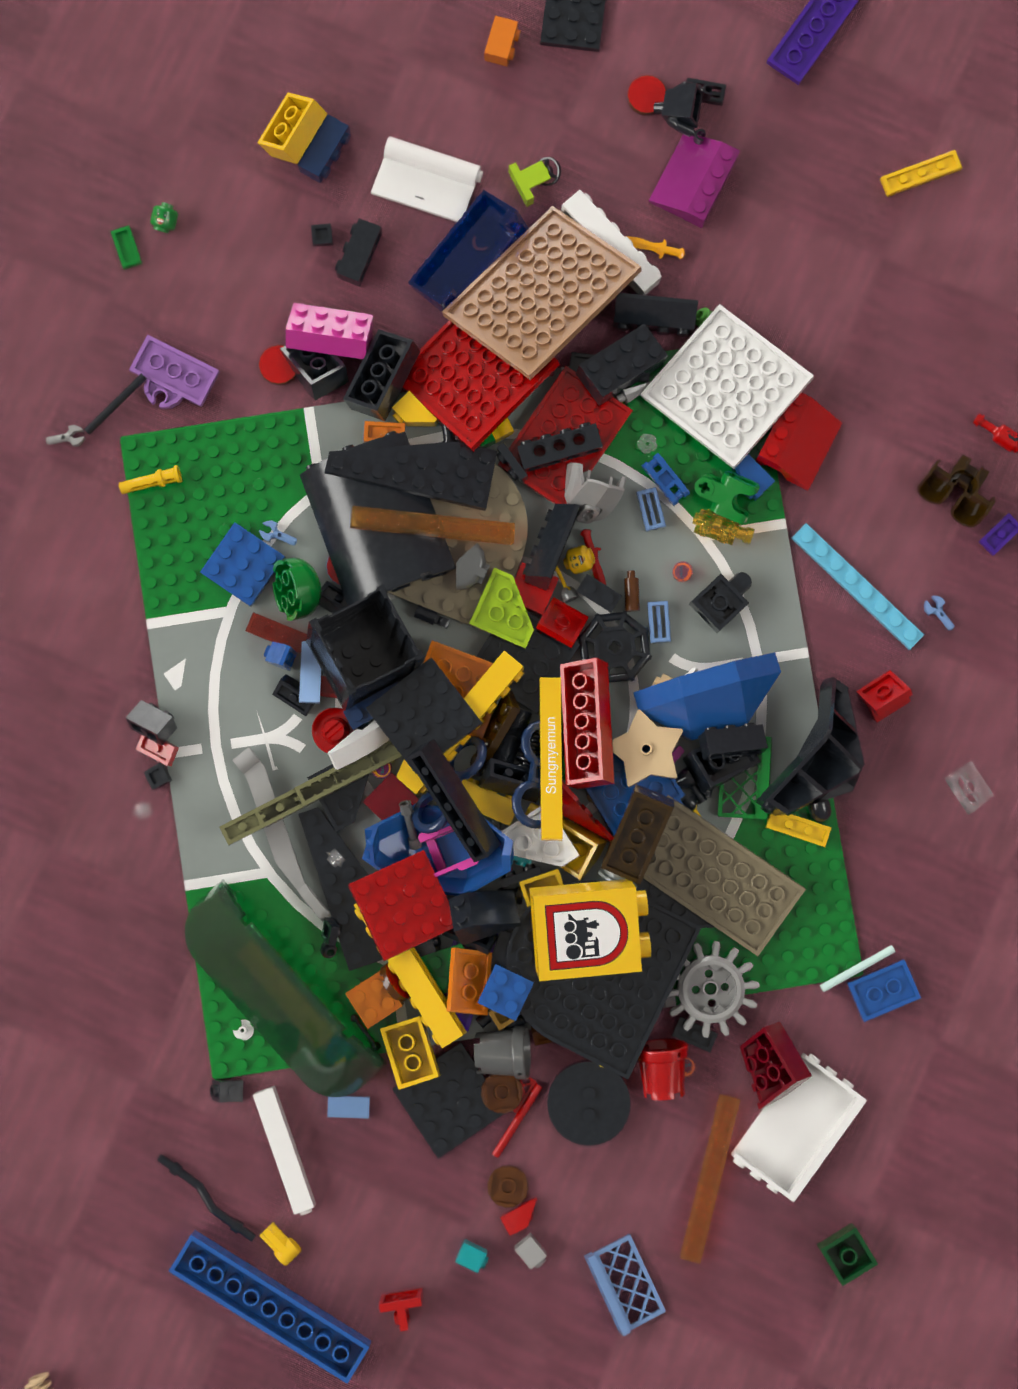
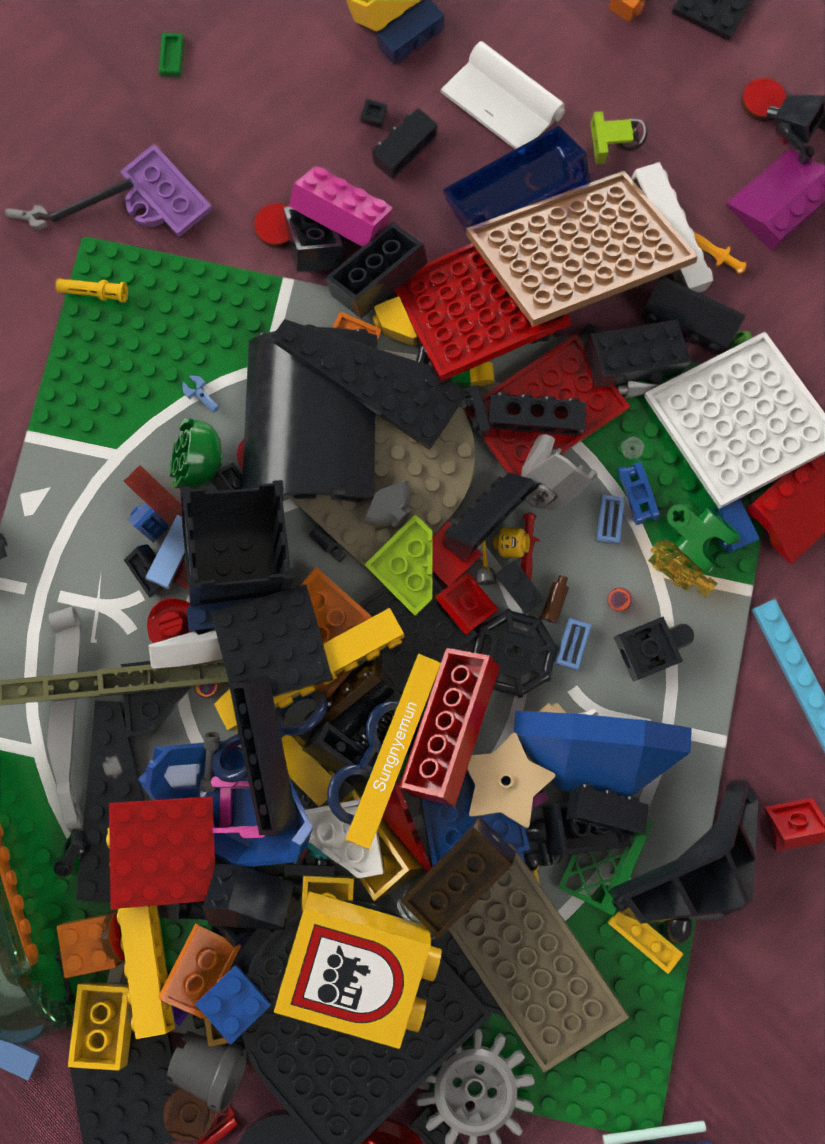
camera: 20 degrees right, 5 degrees down
(164, 217) = (220, 38): green head -> none
(242, 564) = (149, 411): blue plate -> none
(386, 797) = (199, 719): dark red tile -> none
(432, 525) = (365, 442): clear orange plate -> none

